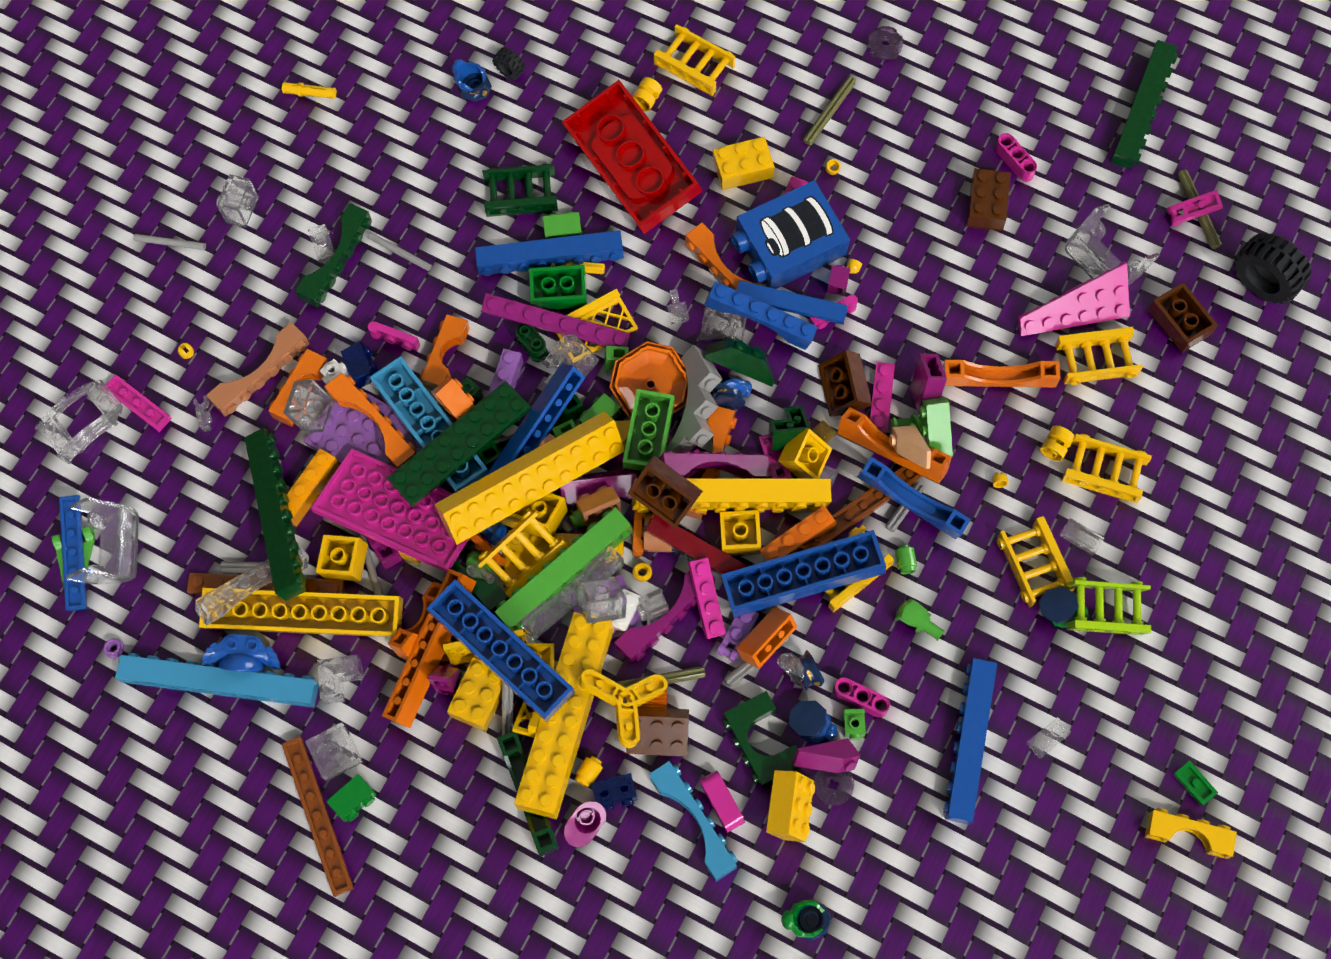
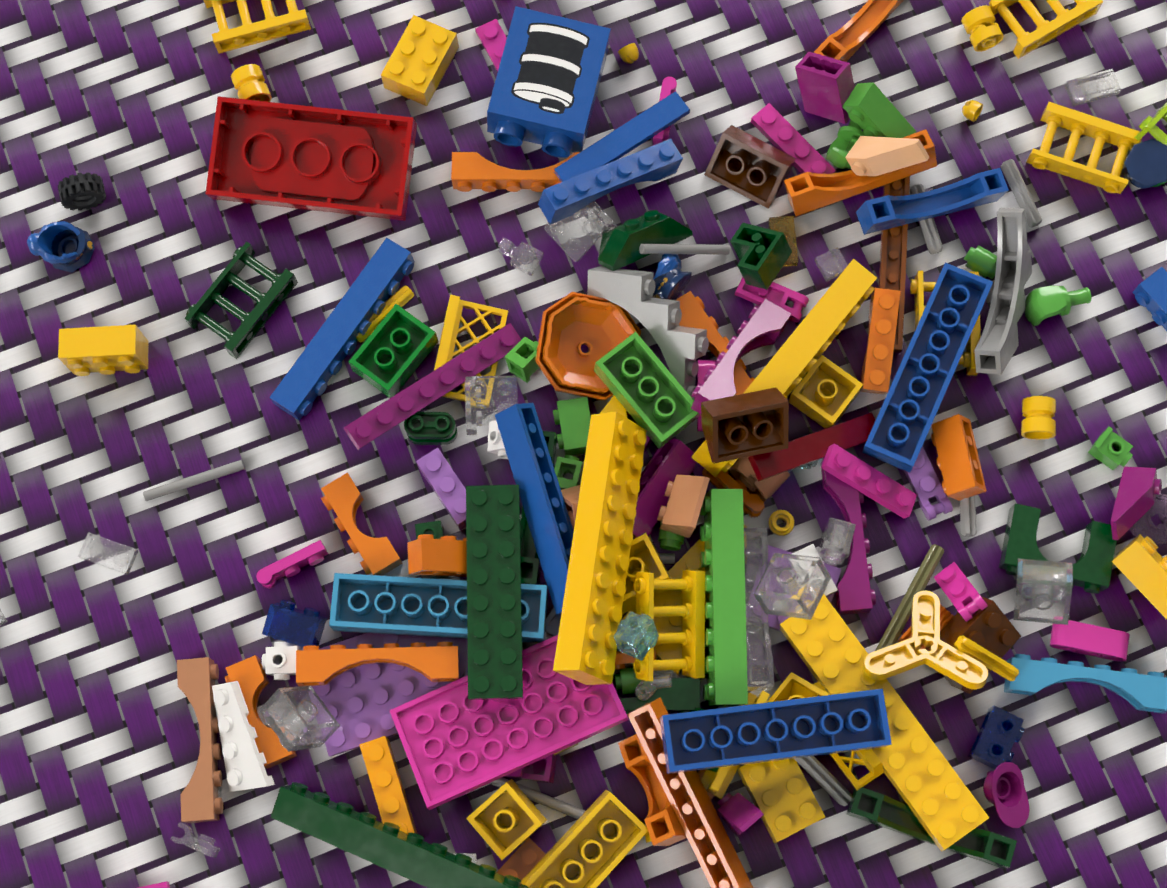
camera: 50 degrees left, 5 degrees up
(182, 353) = (99, 809): yellow hinge -> none
(274, 385) = (241, 756): none -> white wing
(315, 286) = (153, 599): dark green arch -> none
(429, 146) = (103, 349): none -> yellow brick
(494, 533) = (636, 635): none -> clear light blue brick
(562, 225) = (324, 291): bright green brick -> none
(588, 771) = (953, 746): yellow brick -> none
(651, 742) = (986, 658): none -> yellow axle
(683, 699) = (960, 591): none -> dark pink plate
(723, 746) = (1043, 591): none -> clear brick
(756, 387) = (684, 249): none -> light grey bar
(801, 670) = (1021, 451): piece -> none
(805, 455) = (800, 264): yellow slope -> none
(812, 722) = (1079, 486): dark blue piece -> none
(835, 665) = (1038, 419): none -> yellow wheel
(838, 280) = (632, 79): magenta brick -> none
(855, 689) = (1098, 411): dark pink beam -> none
(914, 576) = (1007, 304): none -> light grey arch
(972, 548) = (1021, 192): none -> light grey axle

